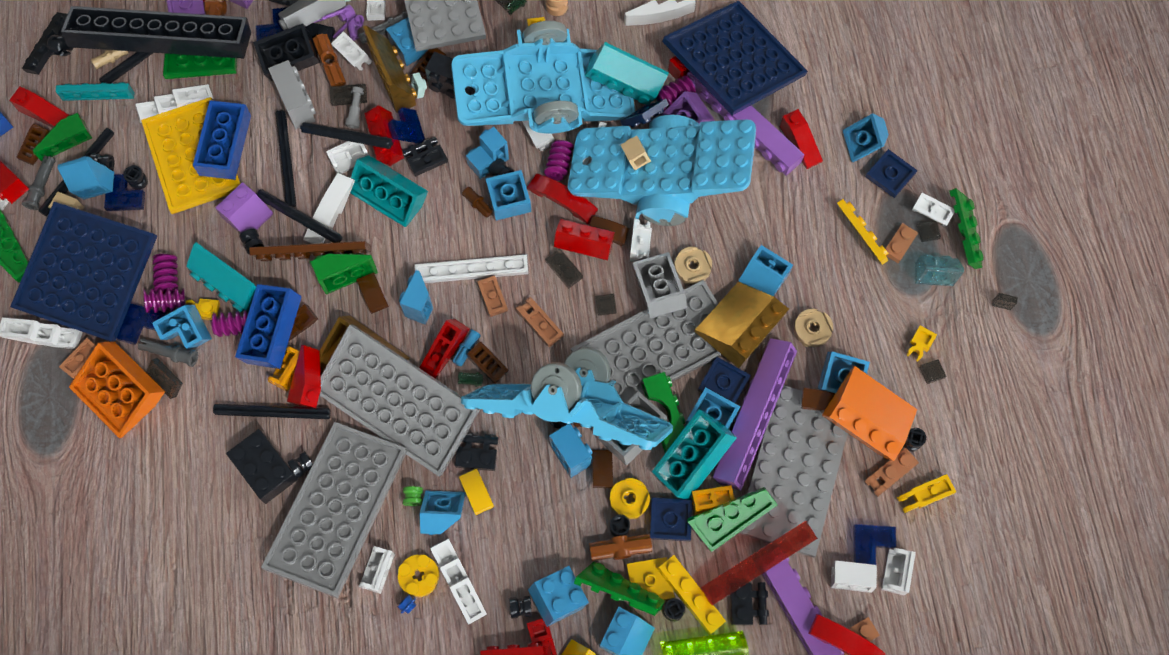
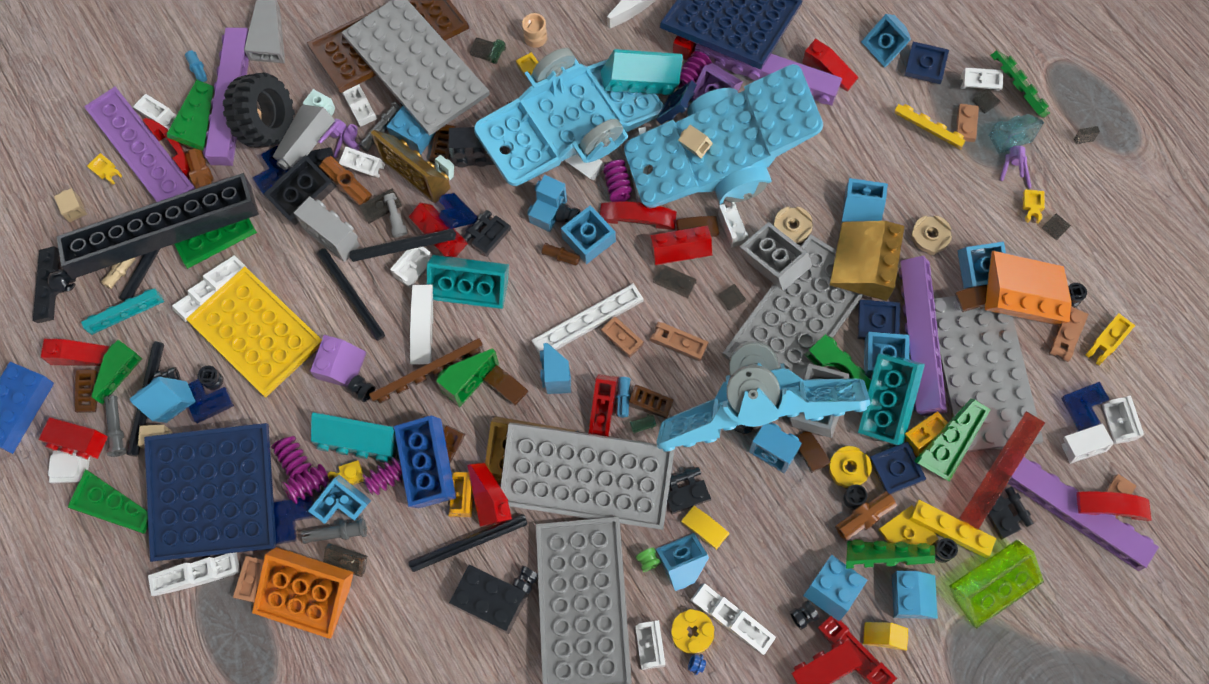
camera: 20 degrees left, 0 degrees up
(222, 140) = (282, 302): blue brick -> none
(299, 216) = (398, 343): black axle -> none
(929, 293) = (1017, 158): none -> medium lavender plant

